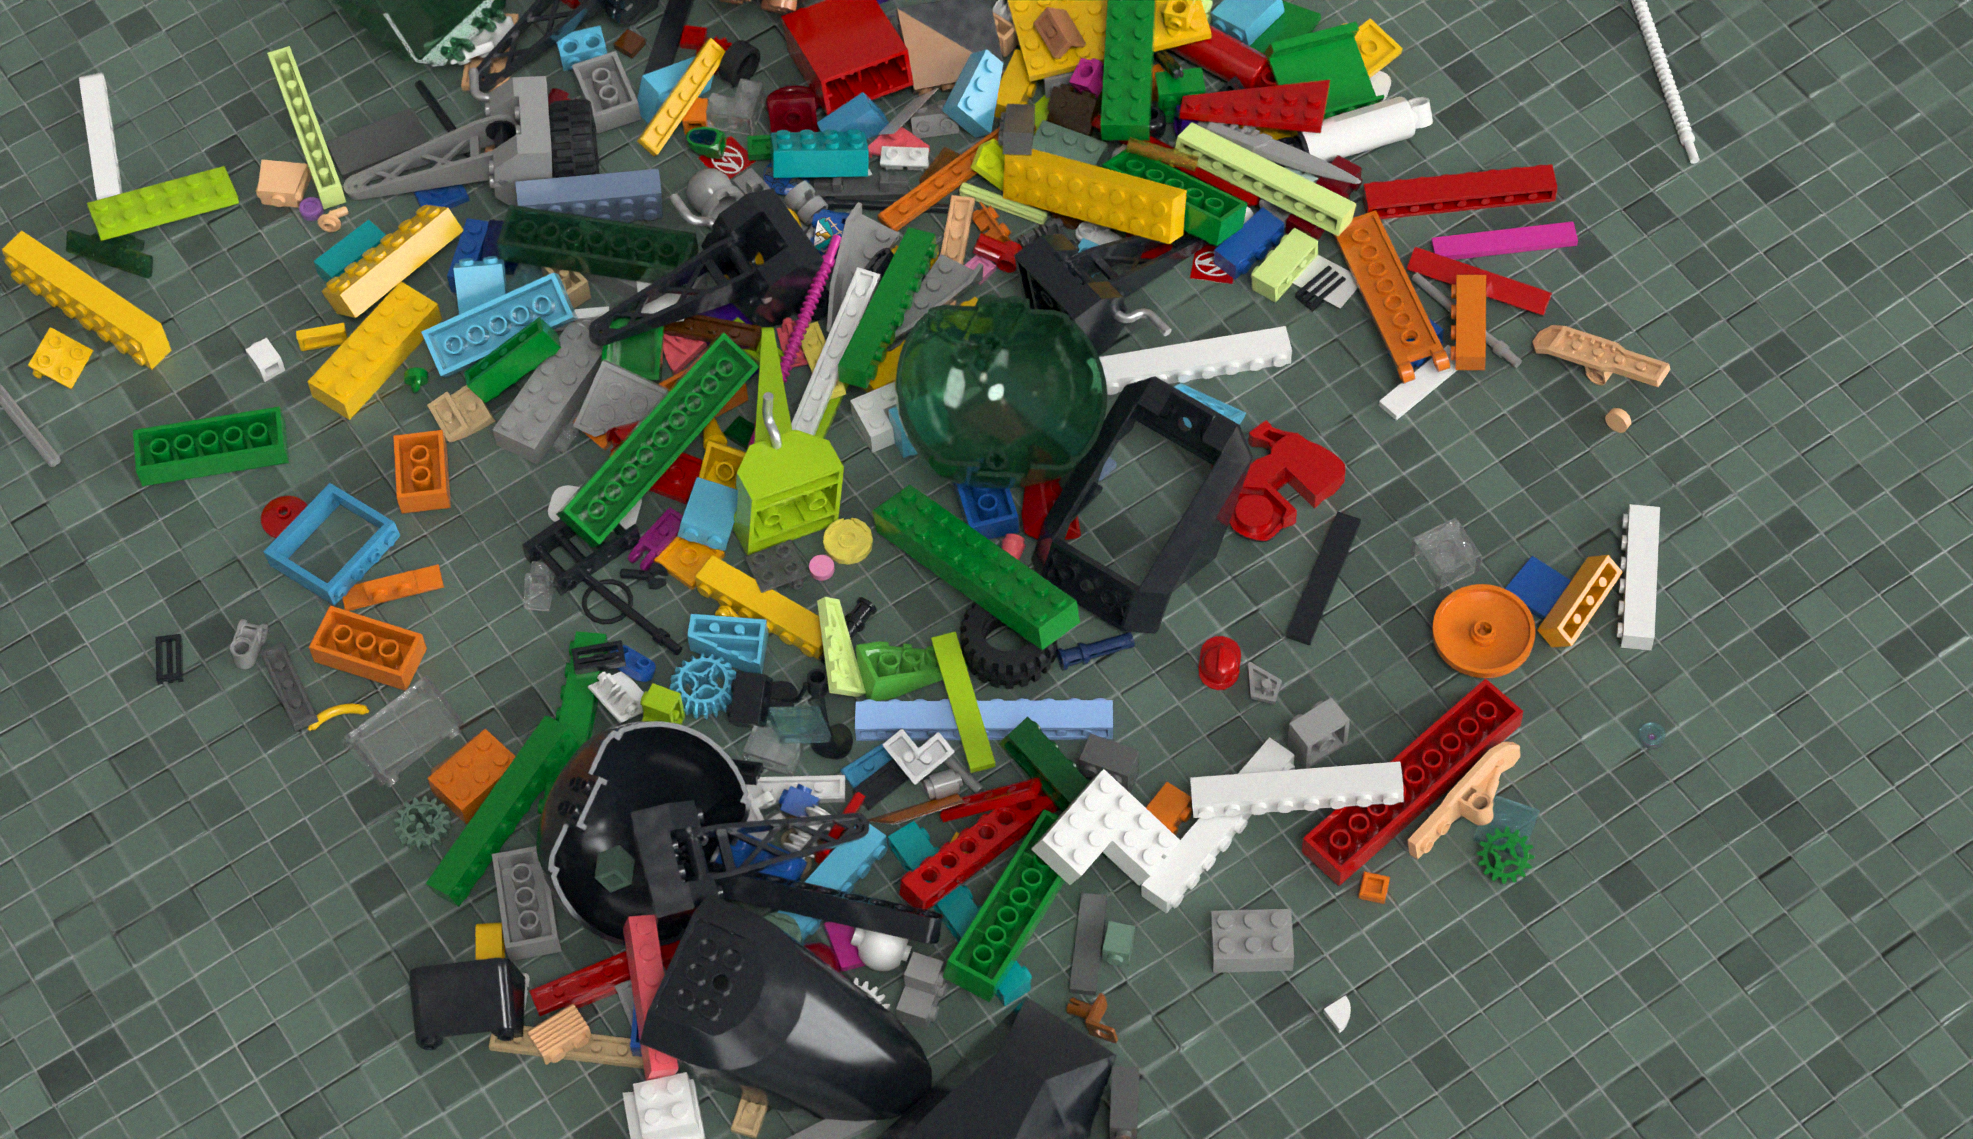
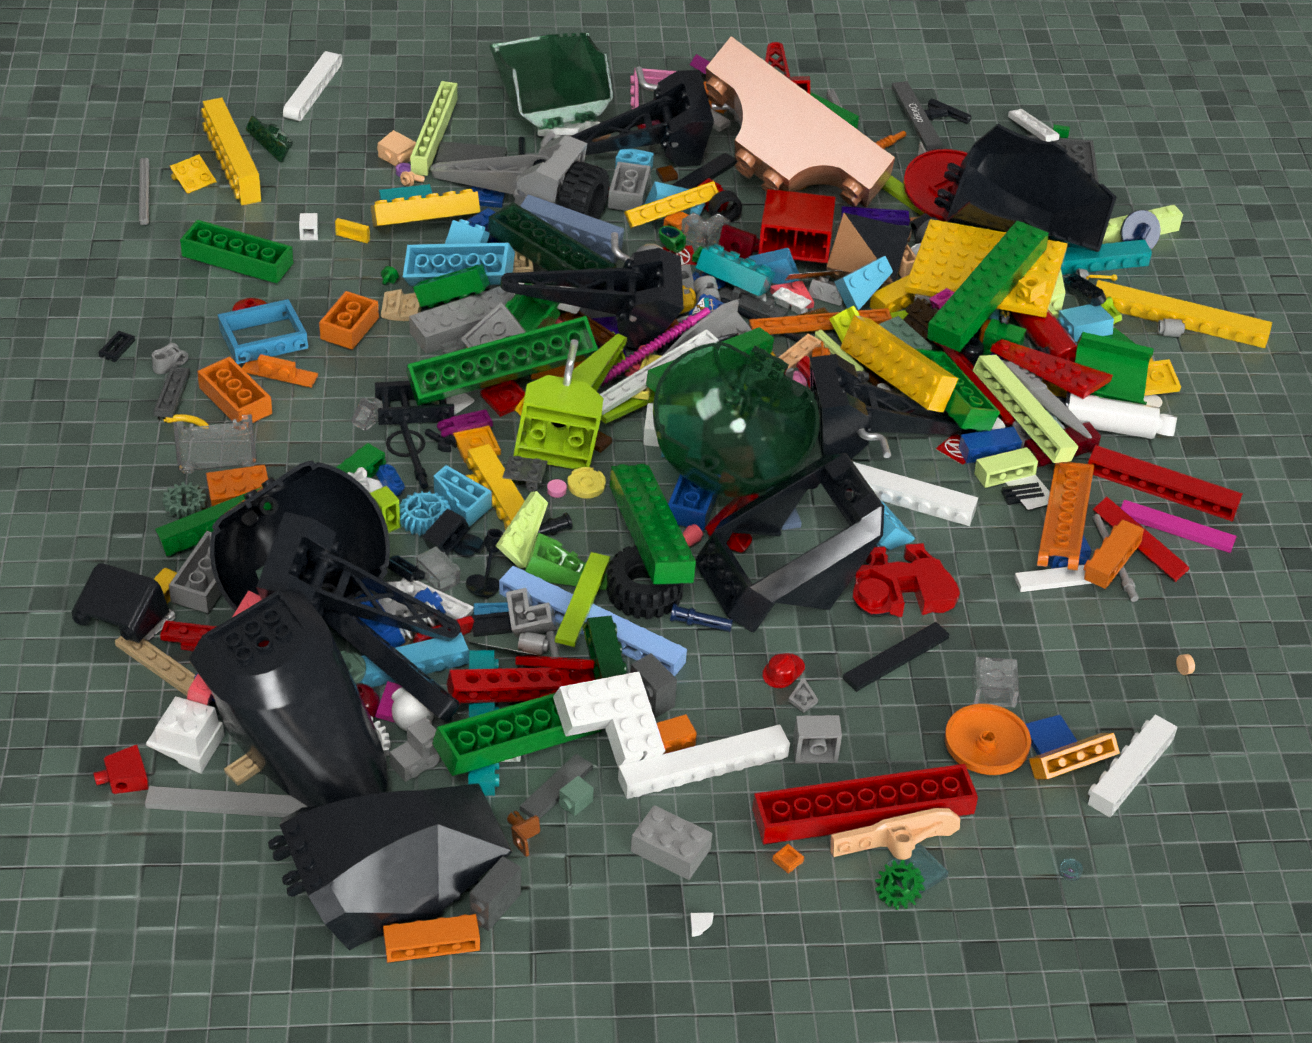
camera: 25 degrees right, 15 degrees down
(162, 203) = (318, 127): lime plate -> none
(374, 350) = (372, 250): yellow brick -> none
(560, 1034) = (161, 653): light nougat brick -> none
(598, 661) = (368, 463): black tile -> none
(709, 514) = (501, 422): medium azure brick -> none
(799, 724) = (465, 561): clear light blue tile -> none
(1017, 129) = (874, 308): dark grey brick -> none
(1058, 31) = (941, 265): nougat panel -> none
(1166, 155) = (969, 368): clear yellow pin -> none
(1297, 790) = (772, 759): white brick -> none
(1599, 356) = (1197, 617): light nougat piece -> none

